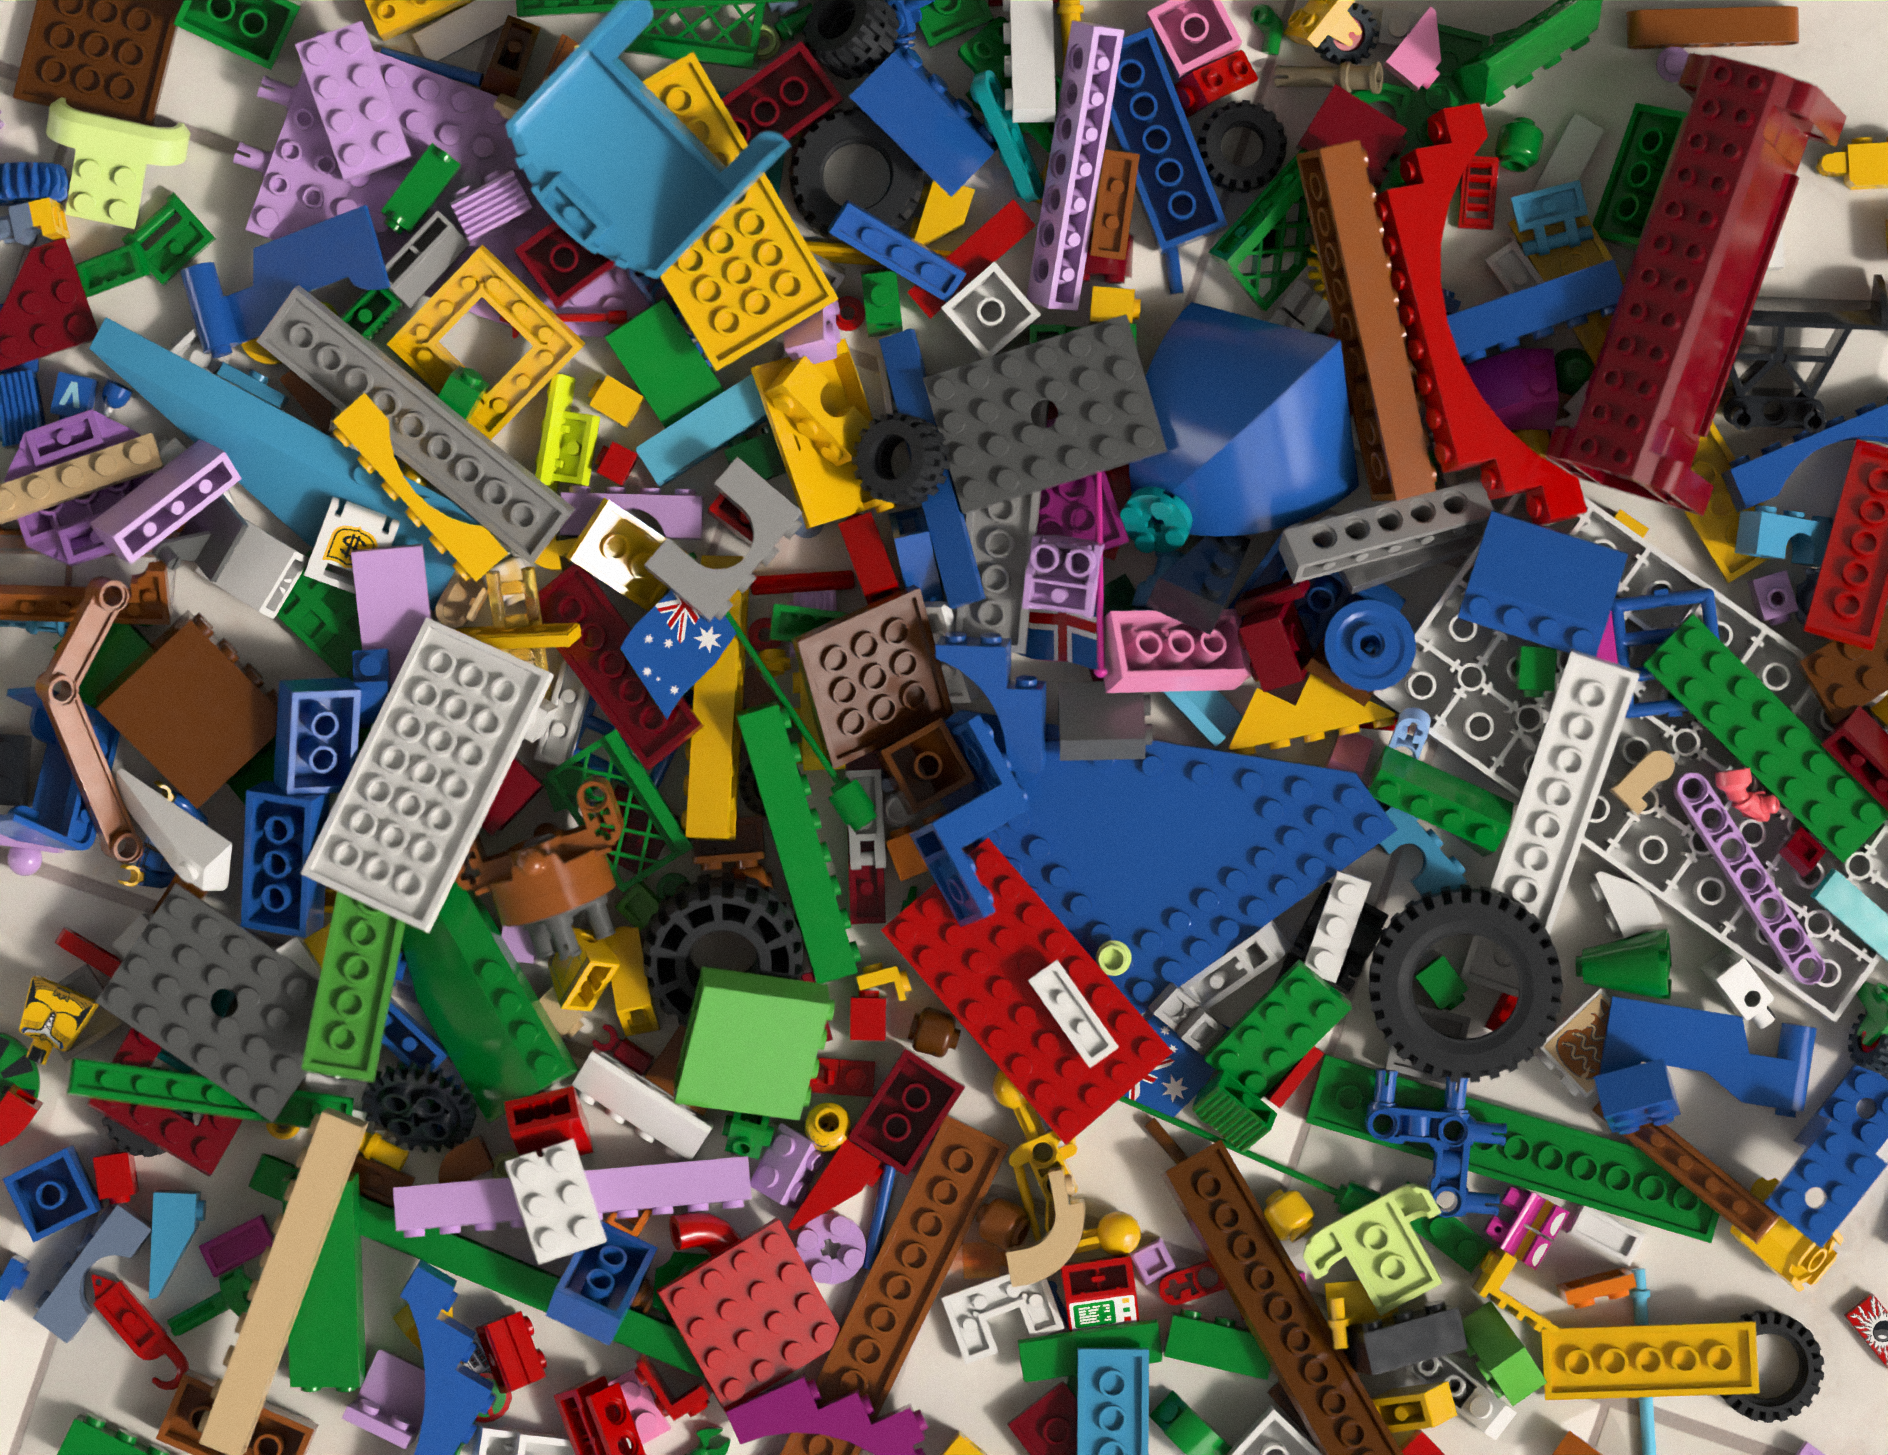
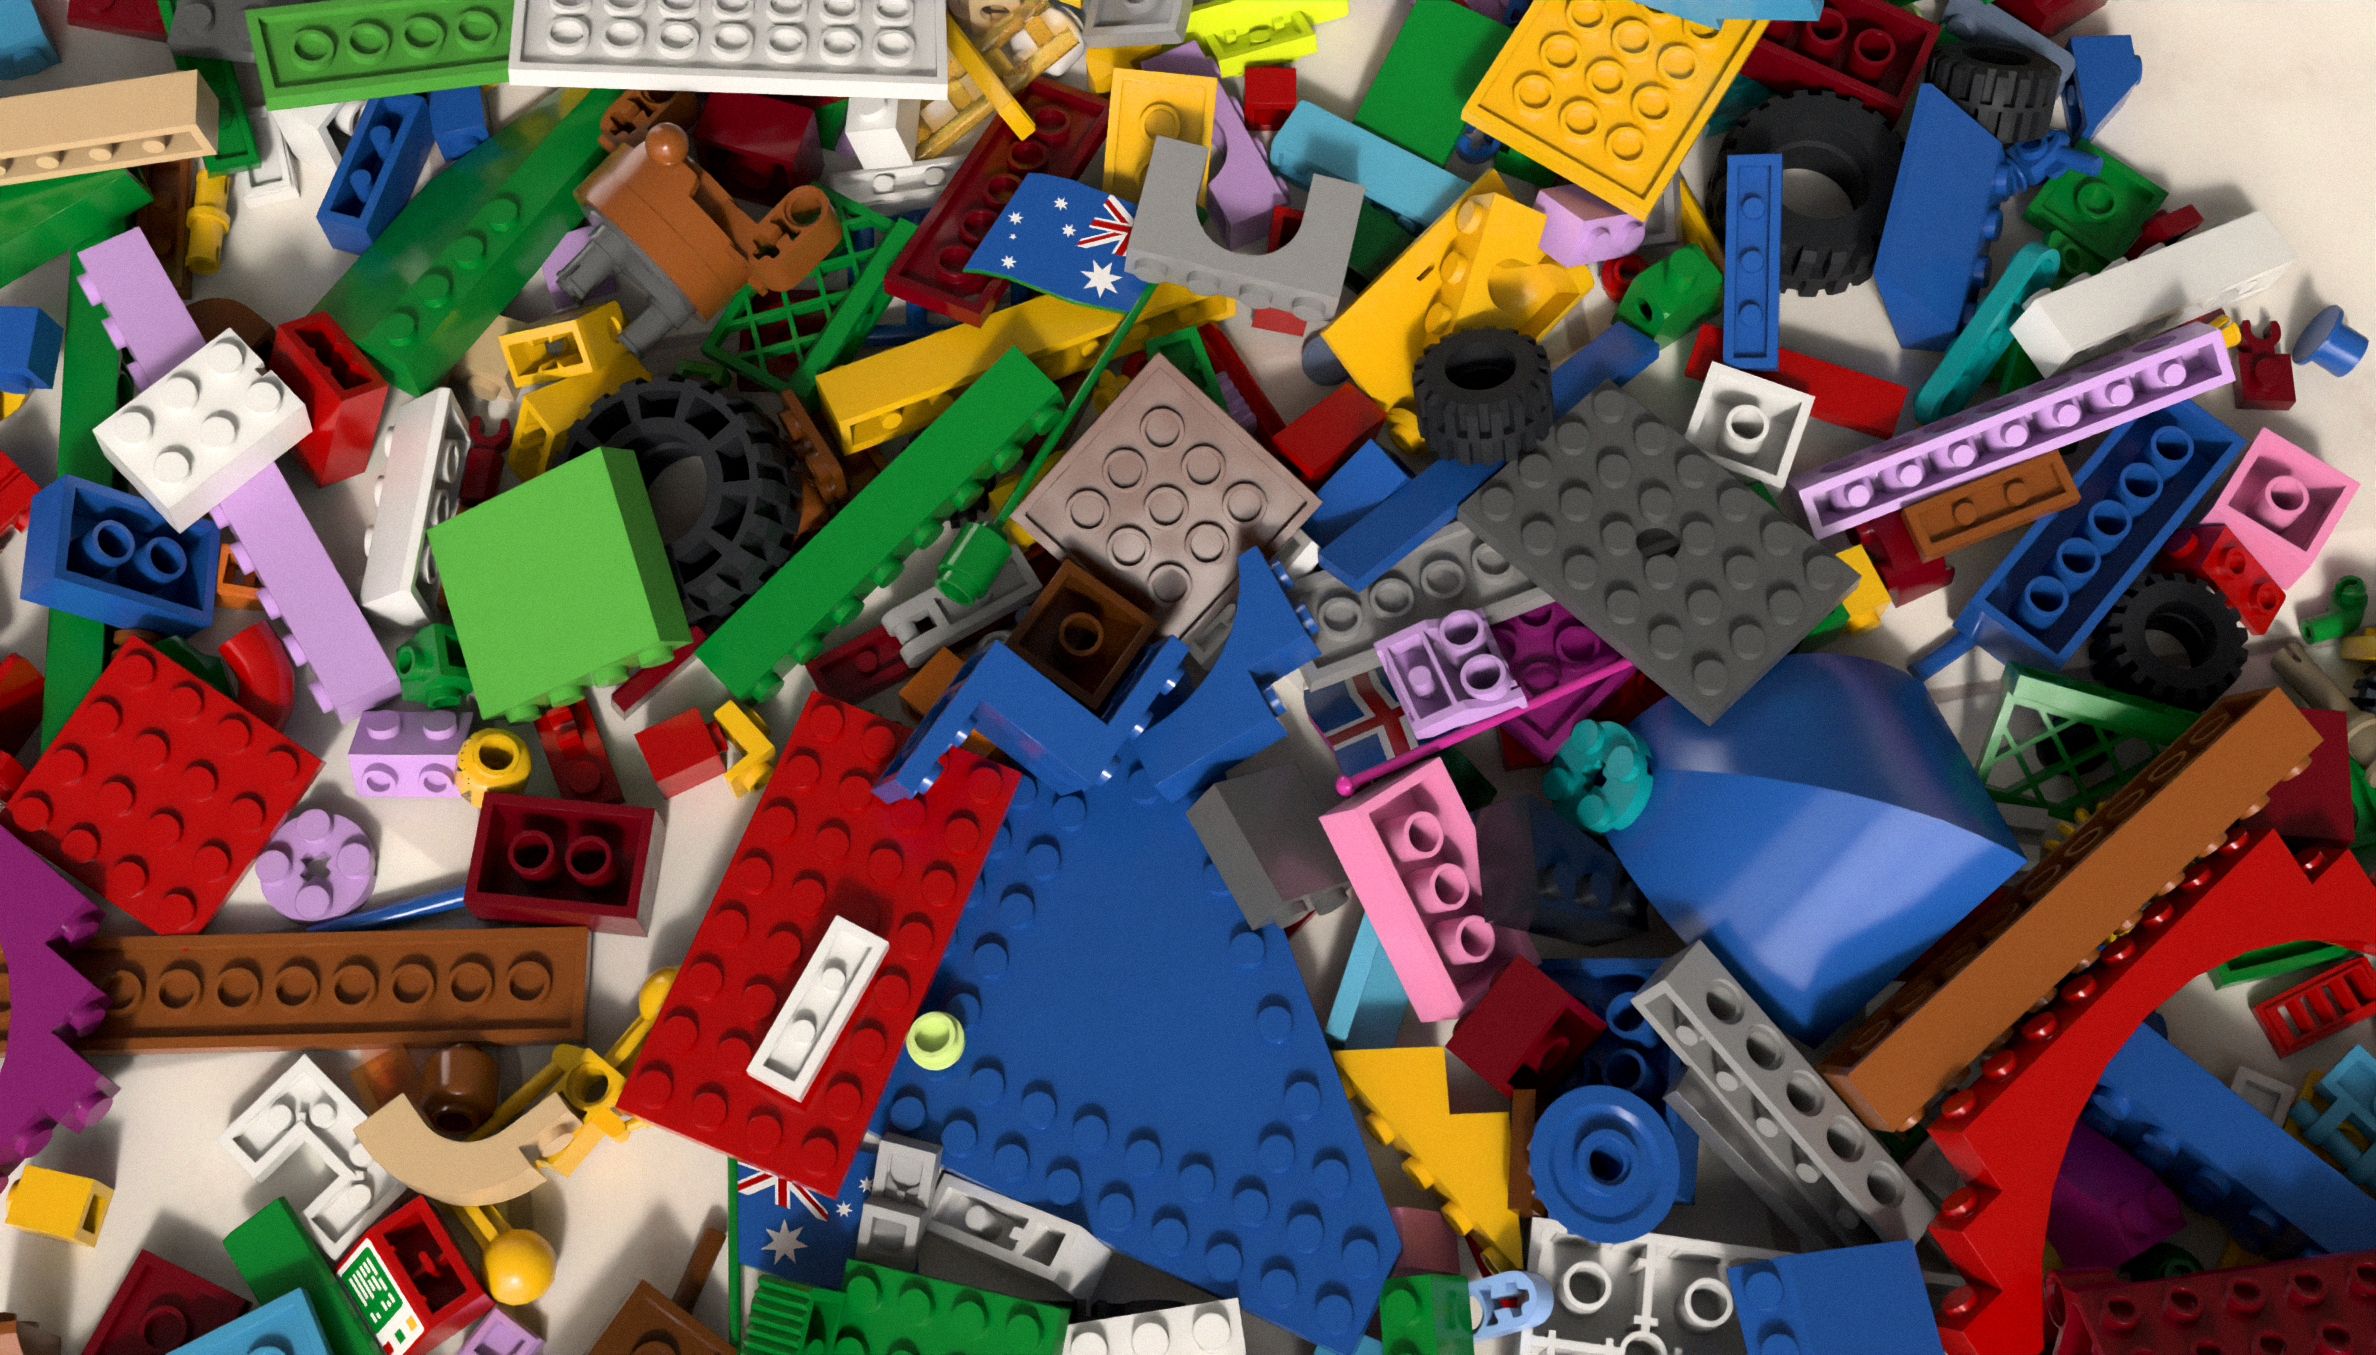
camera: 55 degrees right, 20 degrees down
(419, 1107) = (279, 231): black gear -> none
(615, 400) = (1347, 61): yellow brick -> none
(841, 1179) = (423, 826): red slope -> none
(933, 1032) = (700, 848): reddish brown head -> none
(941, 213) = (1834, 323): yellow slope -> none
(1270, 595) = (1591, 993): dark red tile -> none

